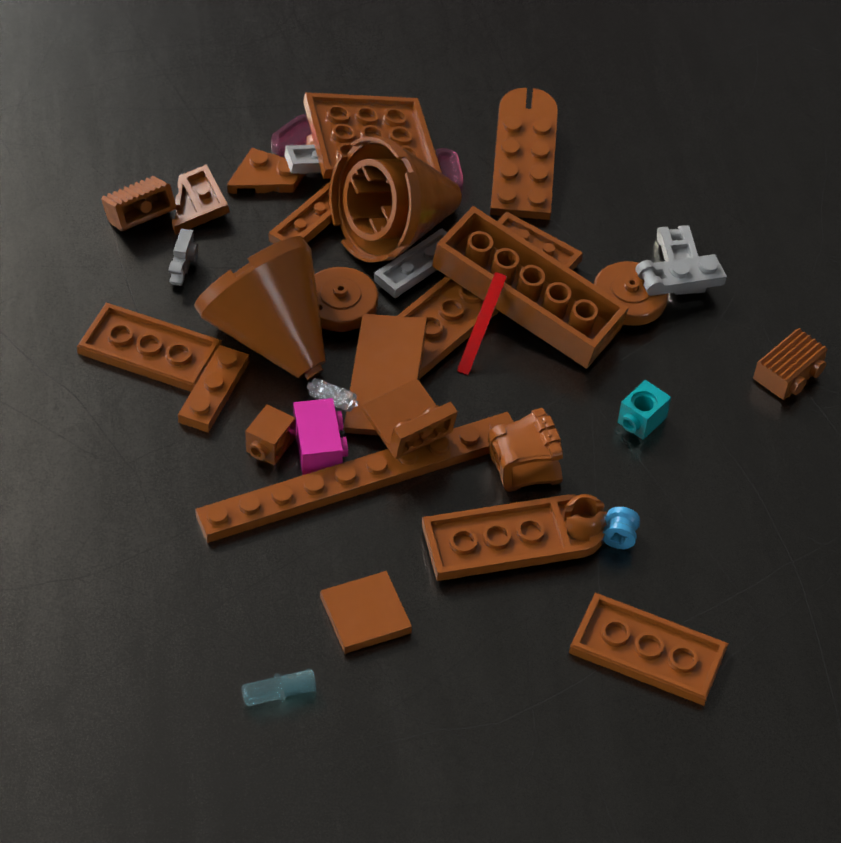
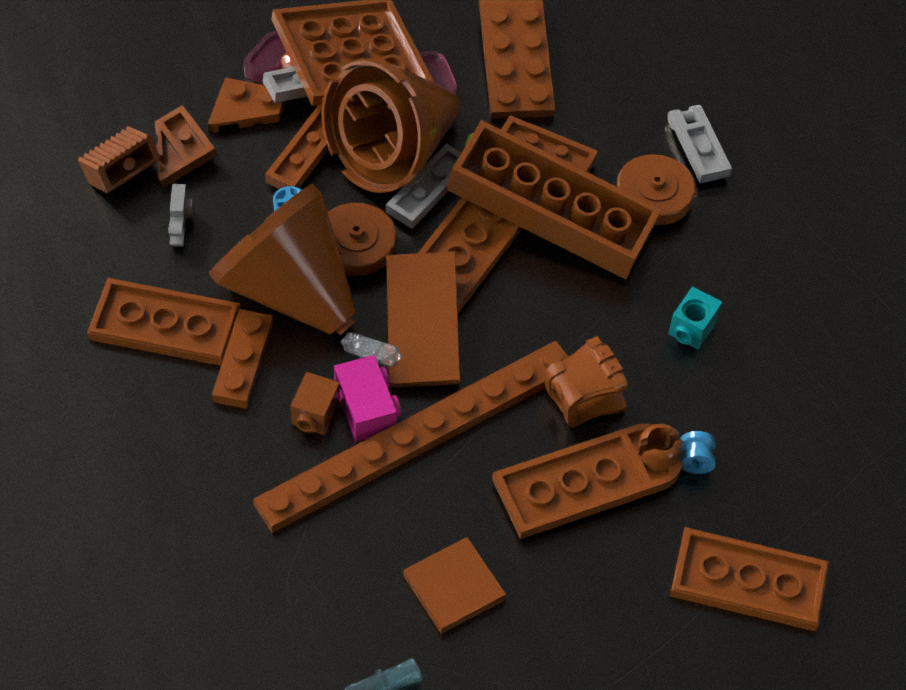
camera: 10 degrees left, 5 degrees up
(409, 418) = (458, 366): dark orange bracket -> none
(481, 323) = (512, 247): red sticker -> none
(681, 274) = (705, 163): light grey plate -> none
(791, 364) = (834, 245): dark orange brick -> none

